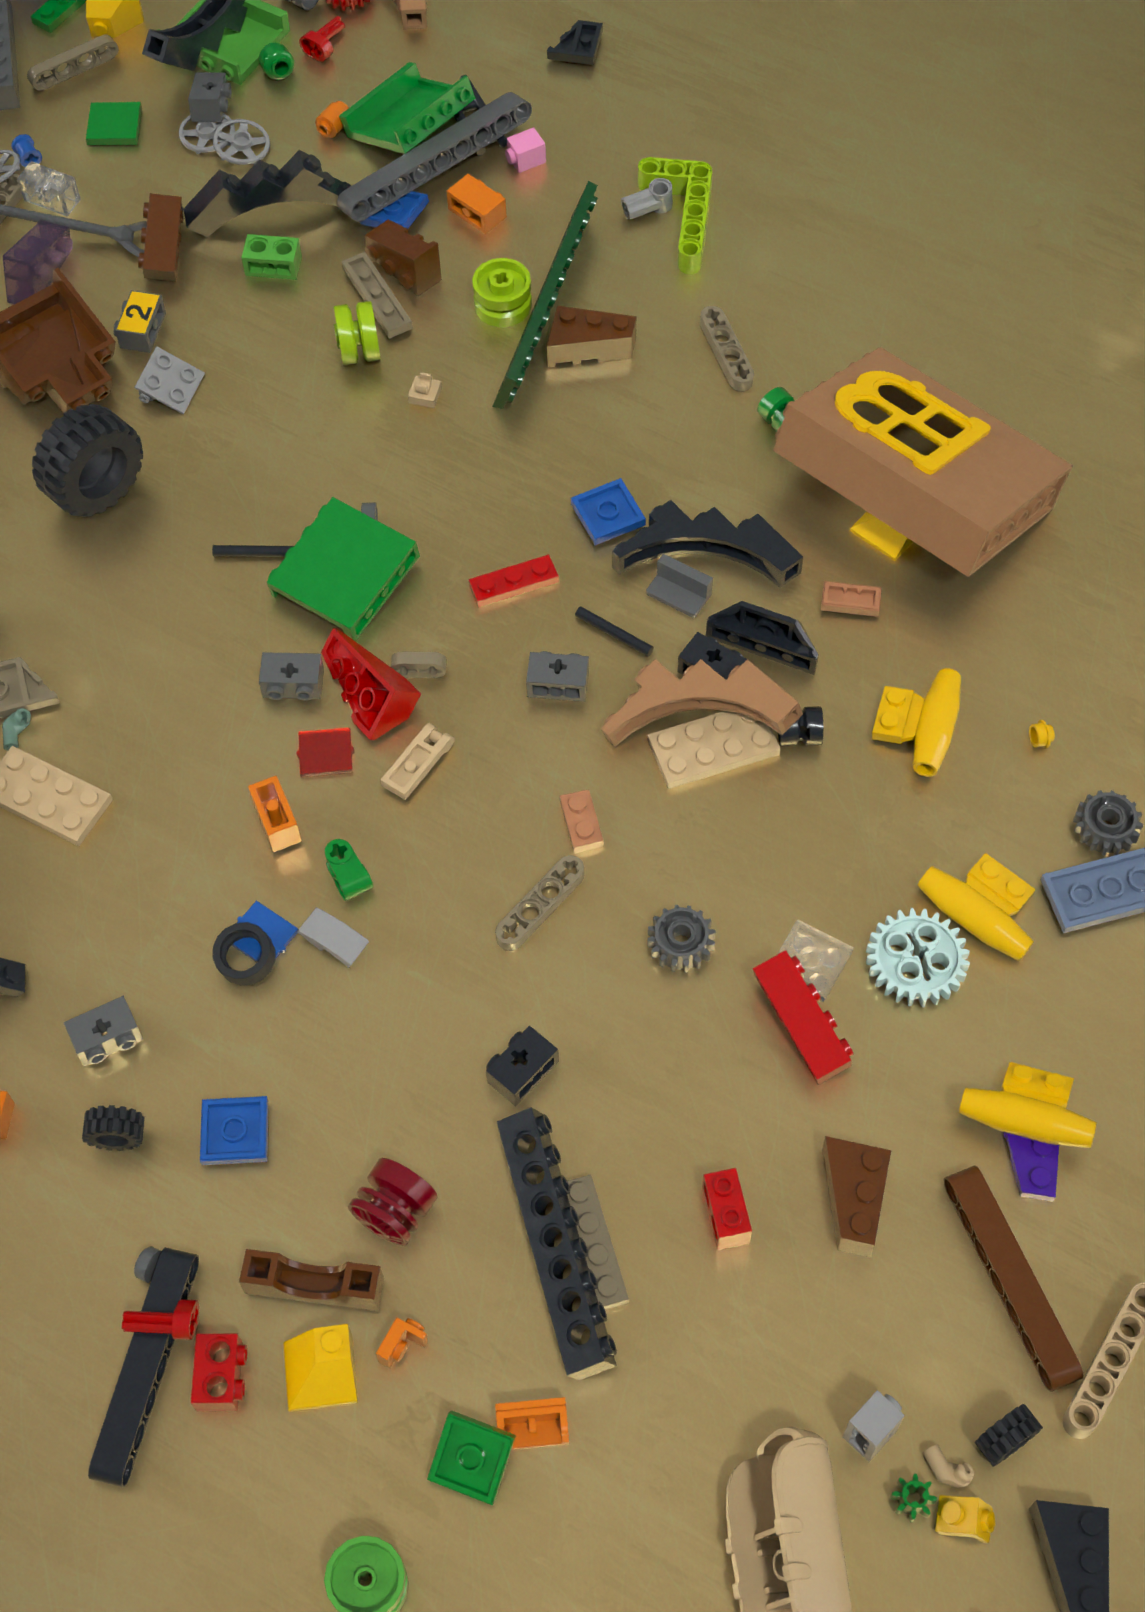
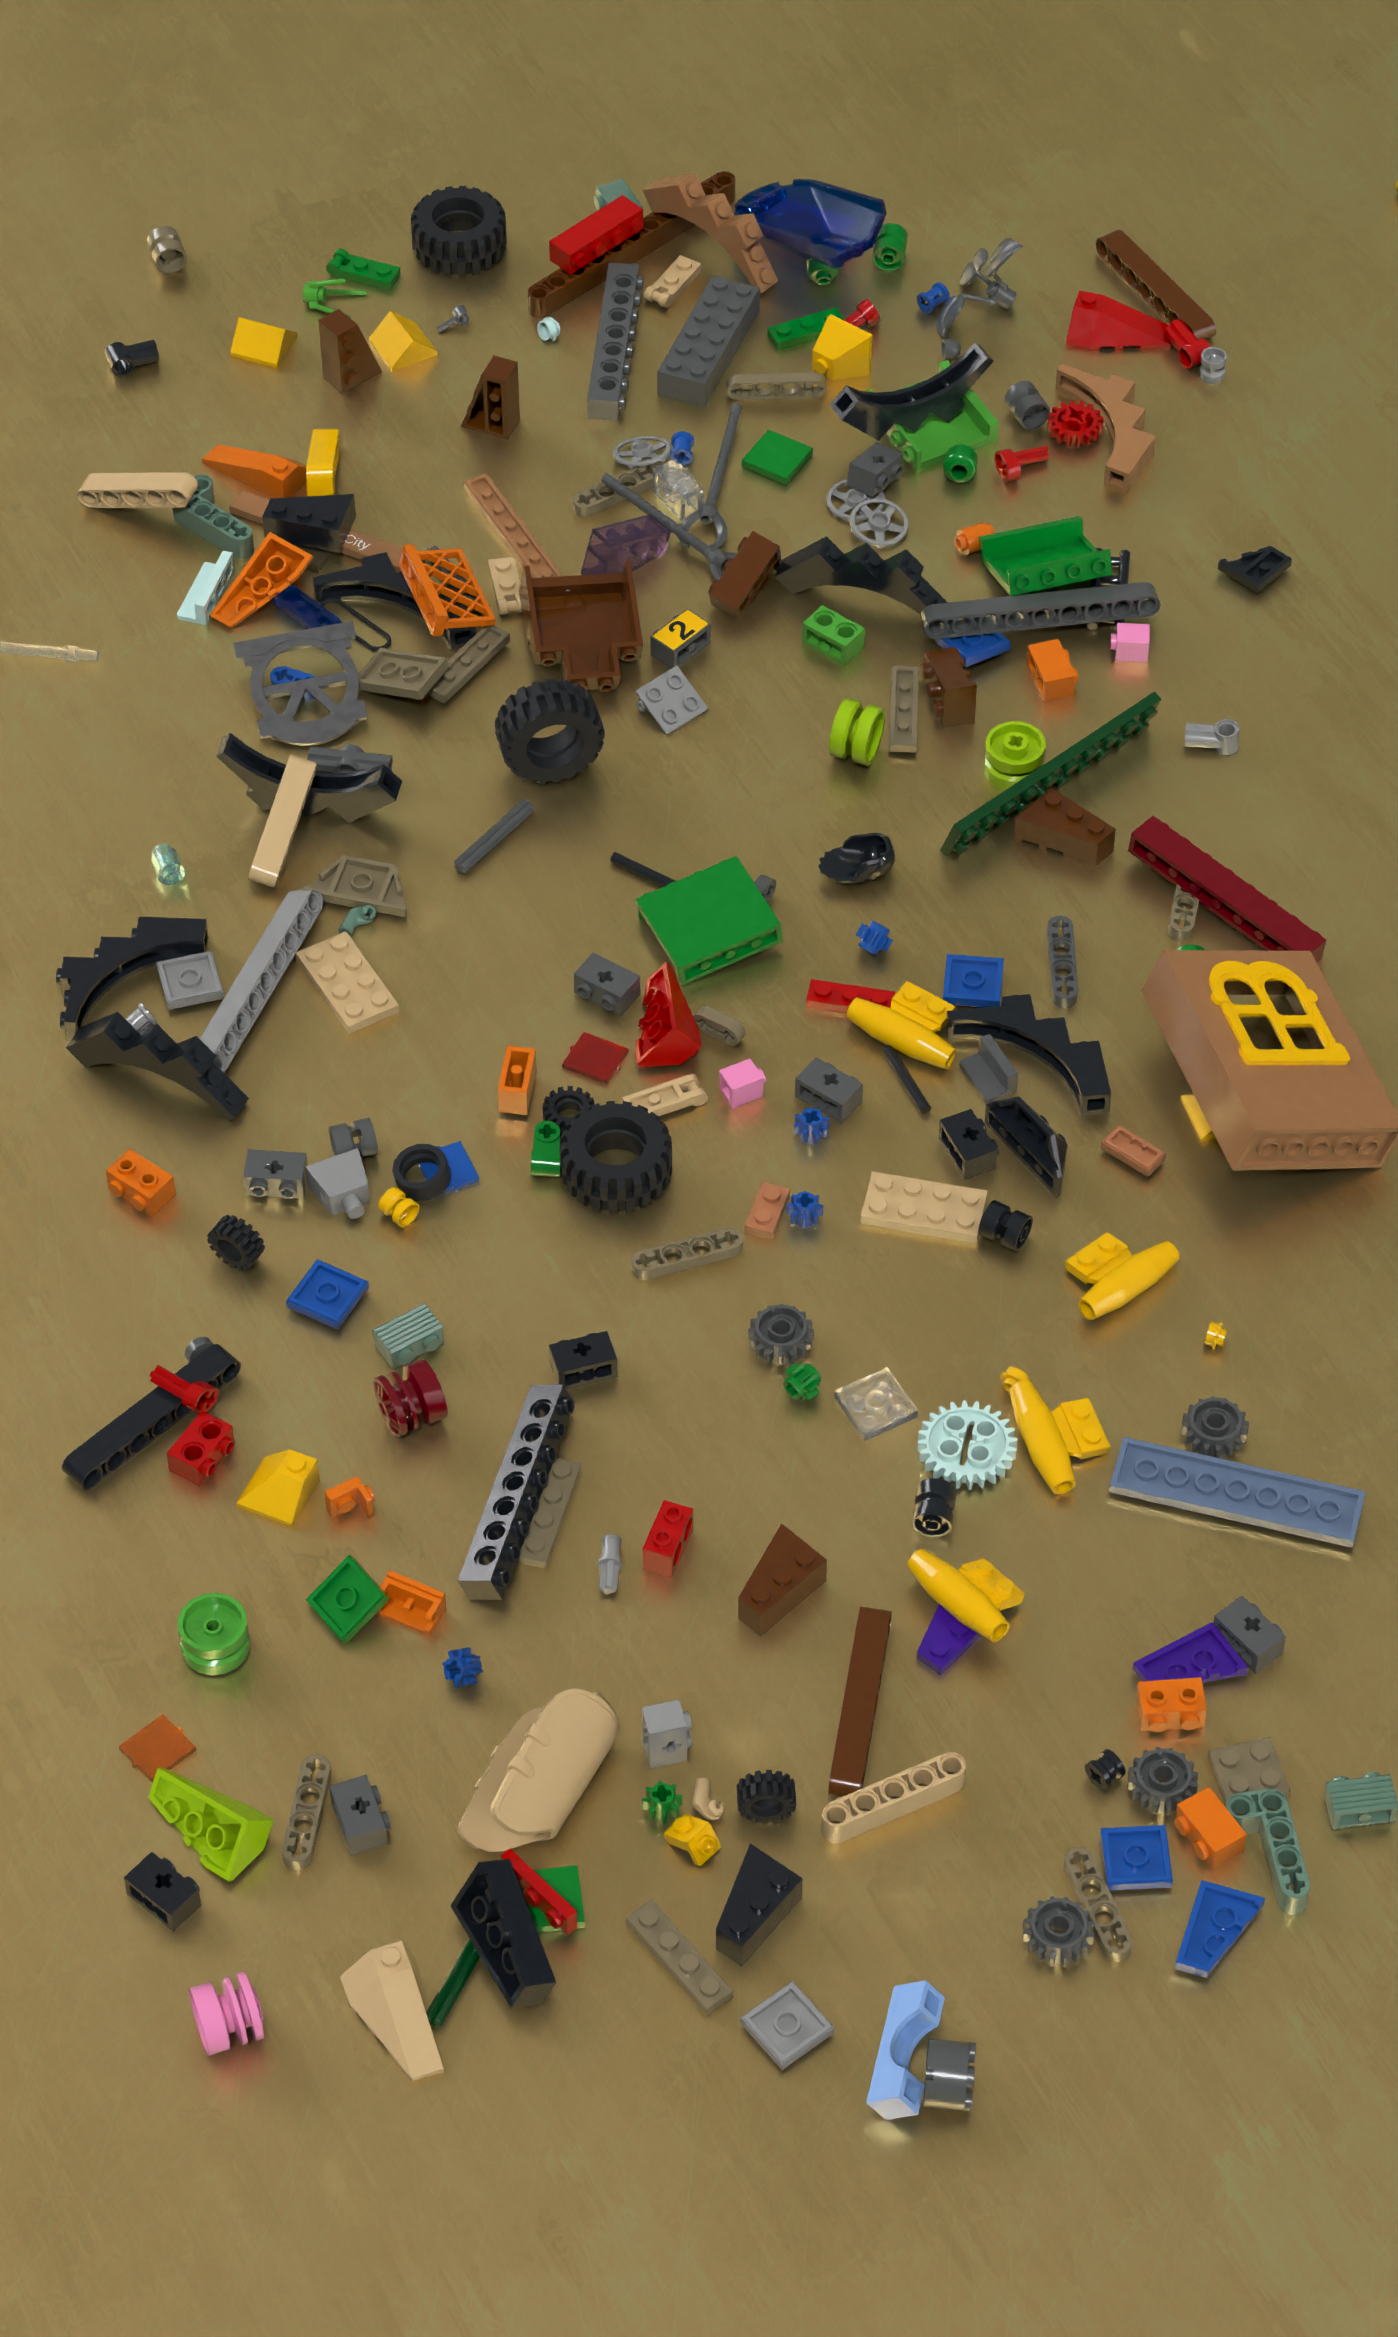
camera: 30 degrees right, 10 degrees down
(86, 196) = (708, 511): none -> dark grey piece
(90, 584) = (493, 836): none -> dark grey axle
(149, 963) = (342, 1138): none -> dark grey wheel
(174, 1007) = (340, 1183): none -> light grey torso
(244, 1001) = (401, 1209): none -> yellow wheel
(333, 935) = (502, 1196): light grey slope -> none
(336, 805) = (563, 1101): none -> black tyre
(342, 1132) = (408, 1336): none -> sand green brick
(342, 1285) = (287, 1406): reddish brown arch -> none
(417, 808) = (616, 1185): none -> black tyre
(424, 390) = (888, 809): tan tile -> none
(435, 447) = (859, 859): none -> black hair
(476, 709) = (741, 1083): none -> bright pink brick
(498, 513) = (874, 937): none -> blue gear
(566, 718) = (811, 1125): none -> blue gear
(583, 579) = (908, 1024): none -> yellow plate
(616, 803) = (804, 1209): none -> blue gear
(631, 1466) = (462, 1667): none -> blue gear
(663, 694) = (932, 1150): medium nougat arch -> none
(669, 455) = (1062, 961): none -> dark grey beam
(688, 1265) = (609, 1563): none -> light grey axle
(694, 182) = (1265, 744): lime beam -> none
(733, 976) = (802, 1381): none -> green gear
(761, 330) = (1222, 890): none -> dark red brick
(802, 1016) = (833, 1436): red brick -> none
(910, 870) = (1011, 1377): none -> yellow plate
(935, 1034) = (934, 1507): none -> black wheel

